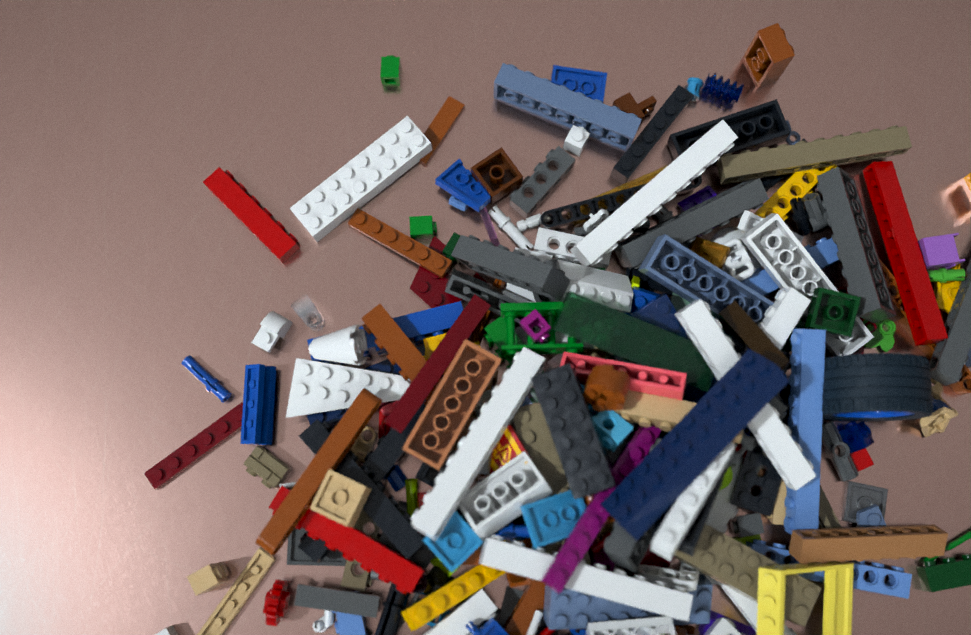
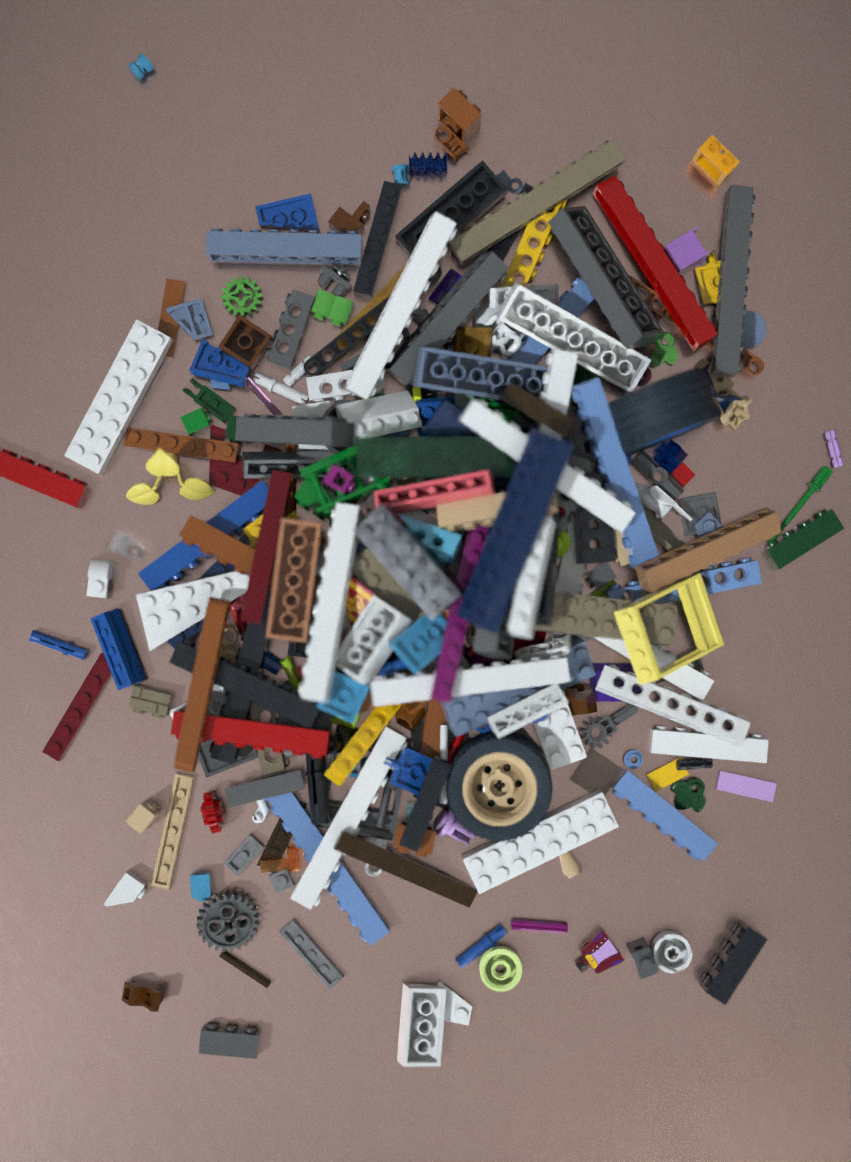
camera: 25 degrees left, 10 degrees up
(340, 498) = (231, 701): tan container -> none
(341, 346) = (172, 567): white cone -> none
(375, 248) = (167, 465): none -> light yellow plant
(390, 70) = (98, 276): green brick -> none
(442, 215) = (211, 401): none -> dark green hinge
(457, 137) = (192, 318): none -> sand blue wing
(504, 591) = (407, 721): none -> dark orange brick
(507, 128) = (234, 296): none -> bright green gear
(576, 140) = (307, 274): white brick -> none
(587, 177) = (332, 308): none -> bright green brick
(595, 220) = (356, 350): white piece -> none
(602, 152) = (328, 275): none -> dark grey hips
(607, 388) = (423, 511): dark orange brick -> none
(751, 79) = (452, 146): none -> dark orange piece
(800, 216) = (547, 266): black pin -> none
(816, 213) = (555, 251): dark grey piece -> none
(832, 312) = (602, 356): dark green brick -> none
(834, 479) = (658, 501): none -> white animal
(944, 275) = (700, 270): bright green pin -> none

